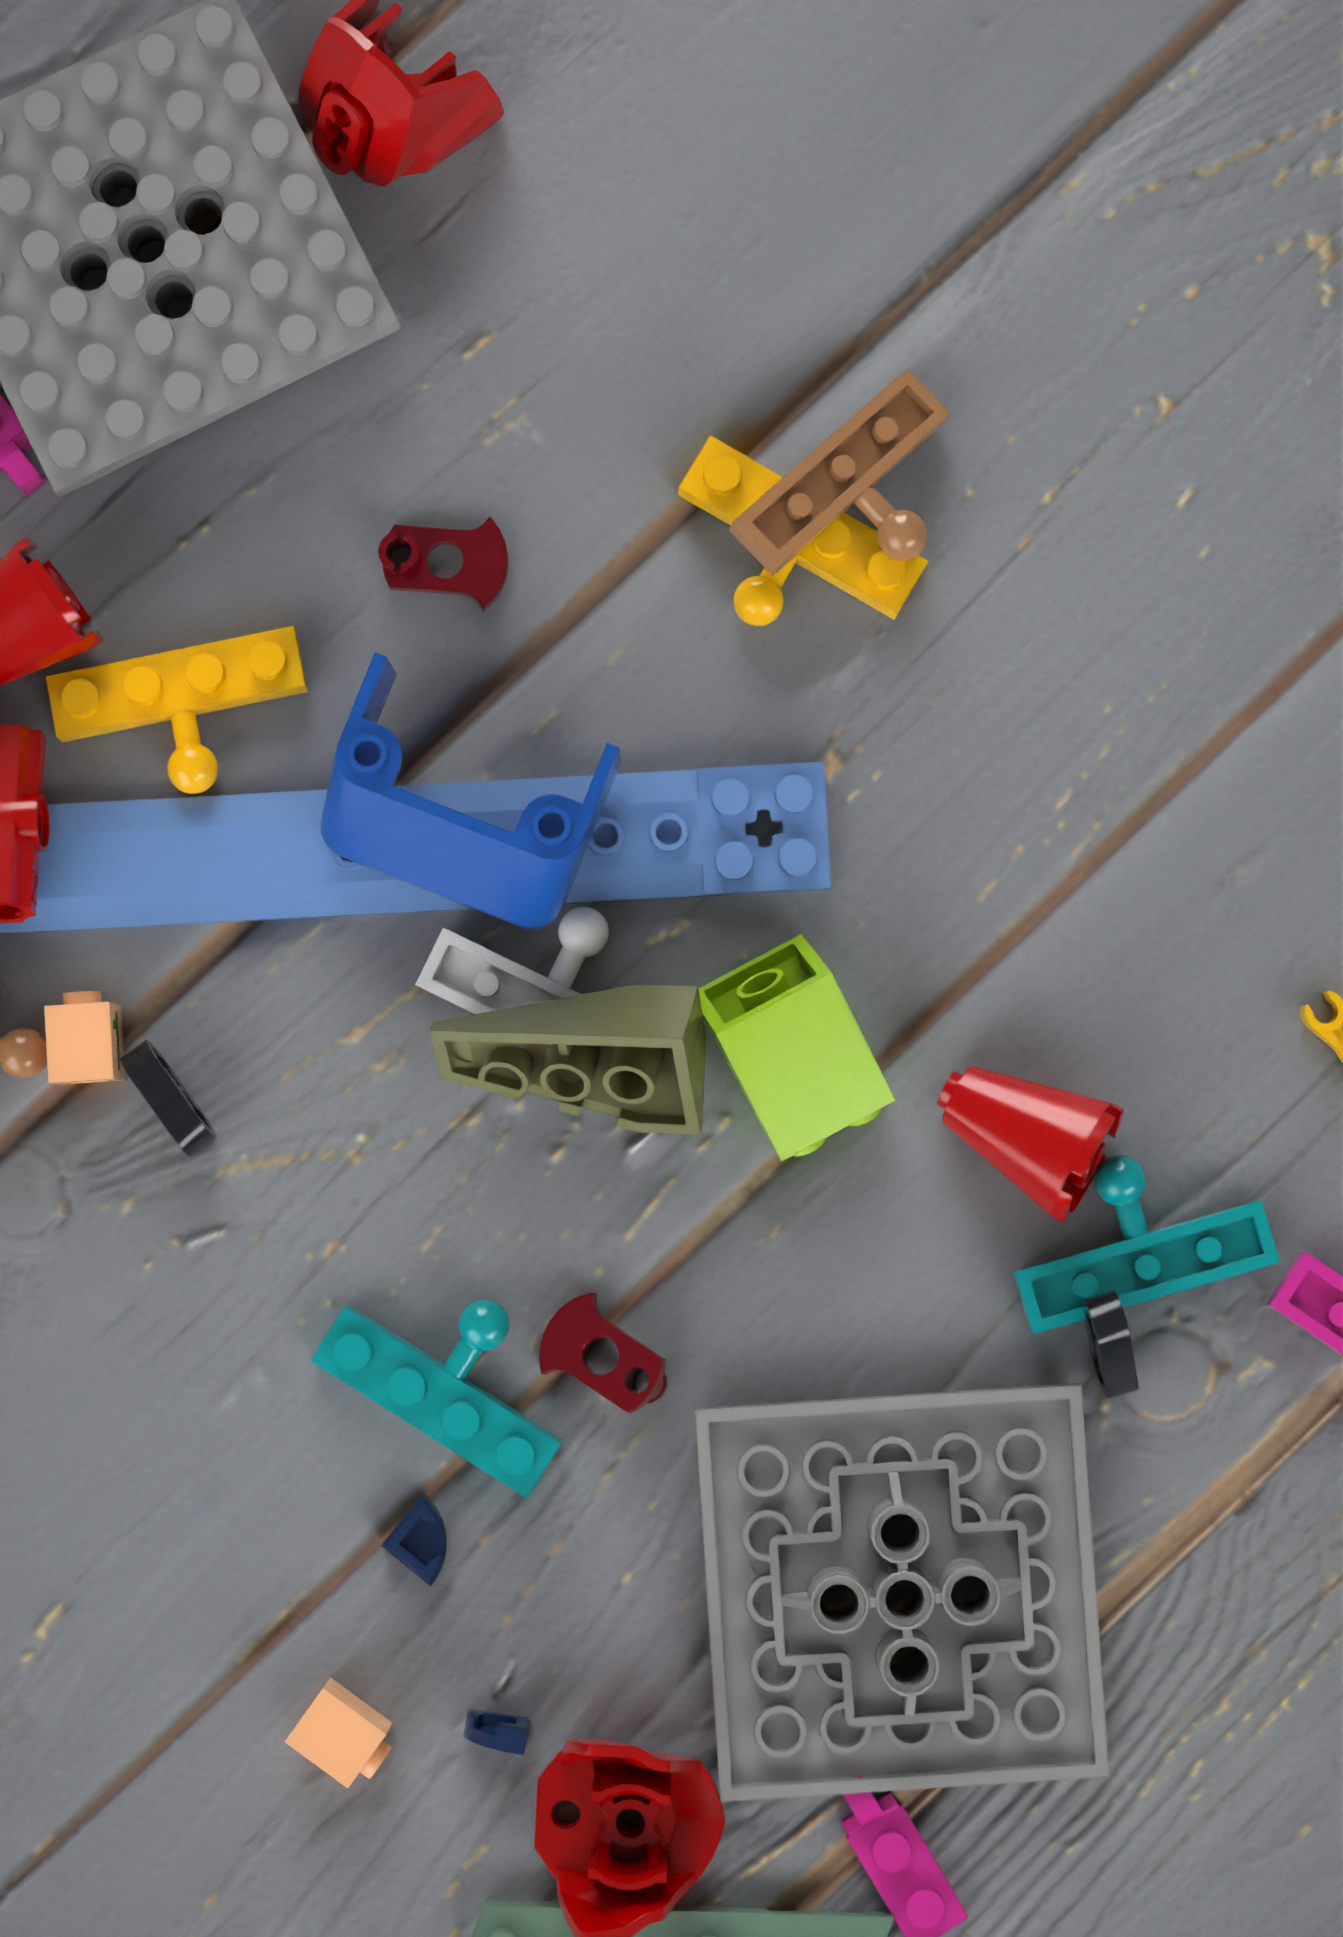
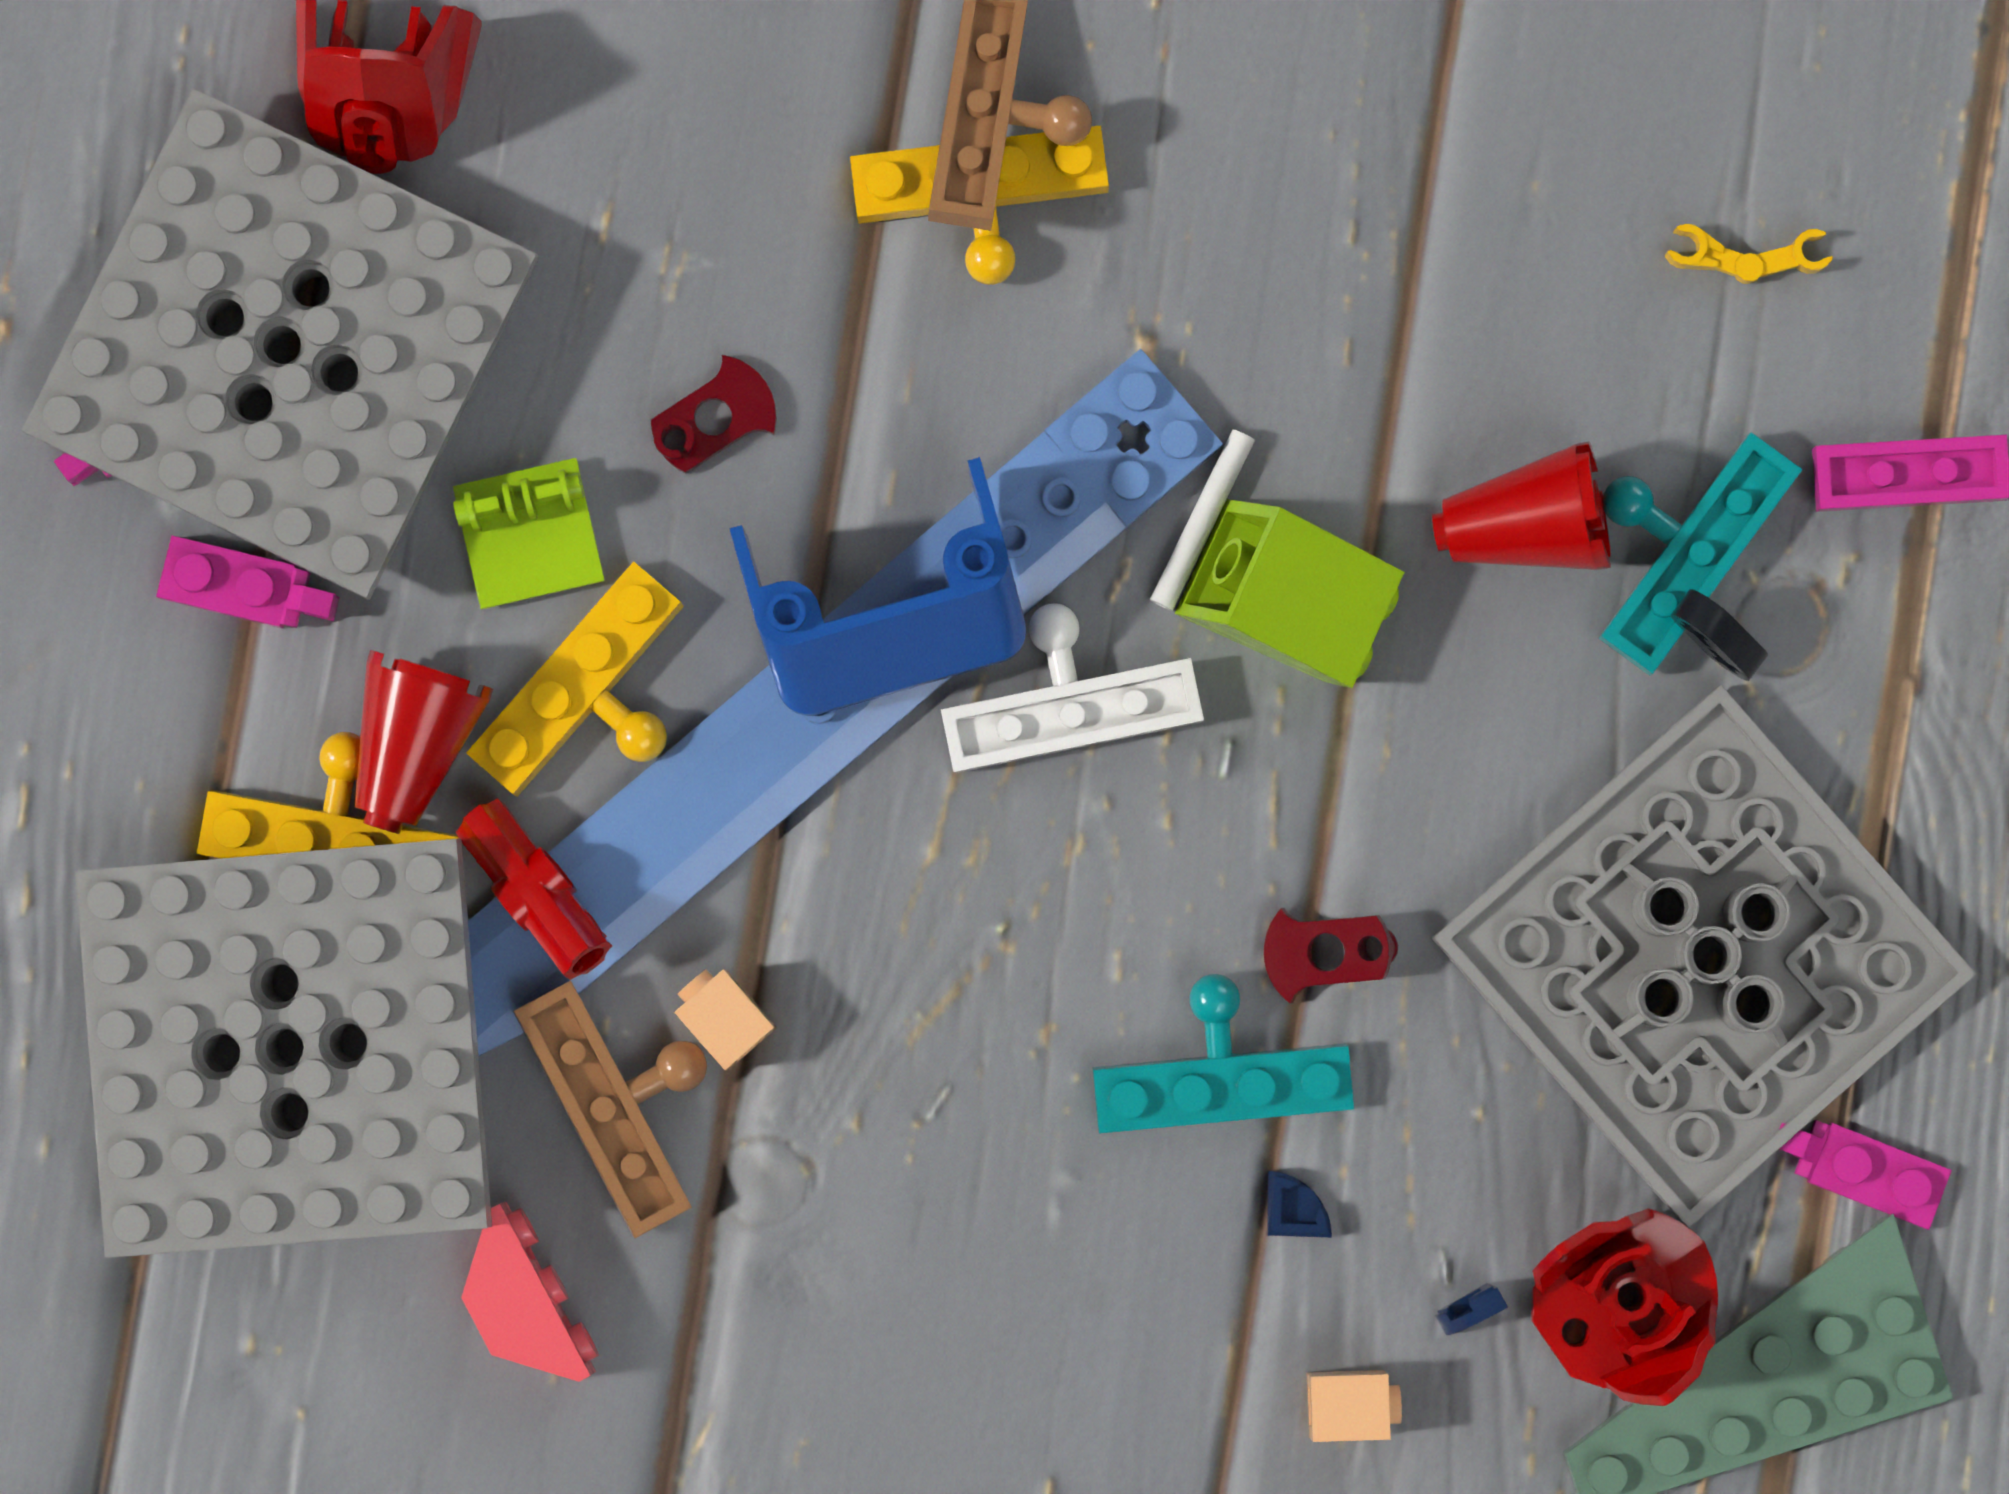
camera: 40 degrees left, 0 degrees up
(168, 1097) = (825, 1012): black beam -> none
(228, 541) = (528, 533): none -> lime hinge
(608, 1051) = (1151, 705): olive wedge -> none
(769, 935) = (1202, 520): none -> white piece

